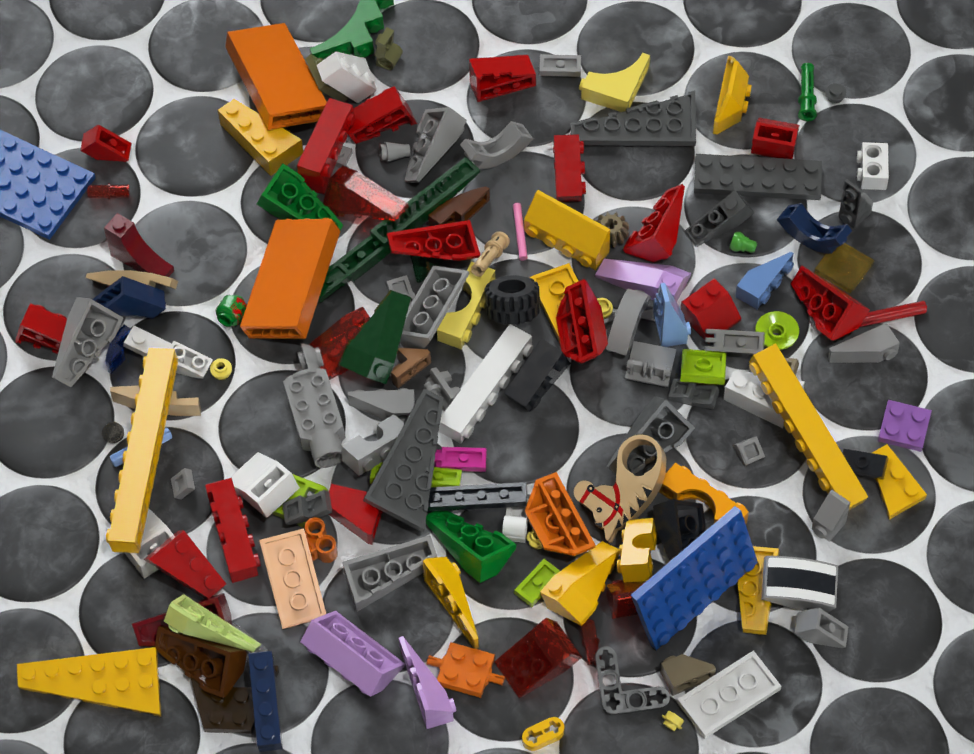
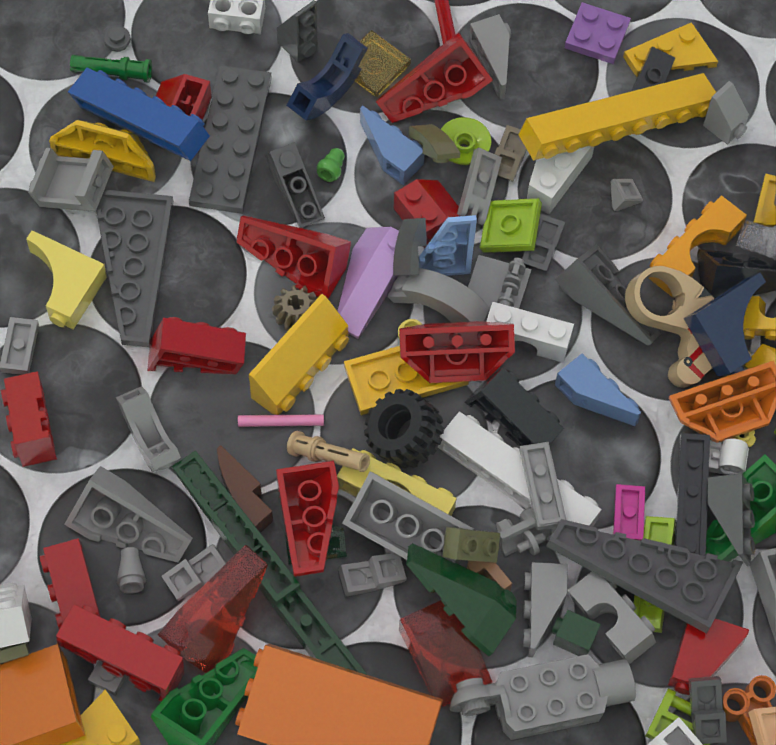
camera: 90 degrees left, 5 degrees up
(364, 424) = (575, 633): none -> dark green brick
(395, 185) = (193, 574): none -> light grey slope
(415, 338) = (471, 545): none -> olive plate
(465, 519) = (730, 502): none -> dark grey slope
(474, 391) = (542, 485): none -> light grey tile
(567, 426) = (591, 389): none -> medium blue slope
(608, 382) = (545, 333): none -> white arch
(616, 502) = (720, 327): none -> dark blue arch
(671, 283) = (410, 237): none -> dark grey slope
(698, 74) = (70, 181): none -> light grey panel
(754, 103) = (139, 113): none -> blue brick
(766, 303) = (435, 142): none -> olive slope

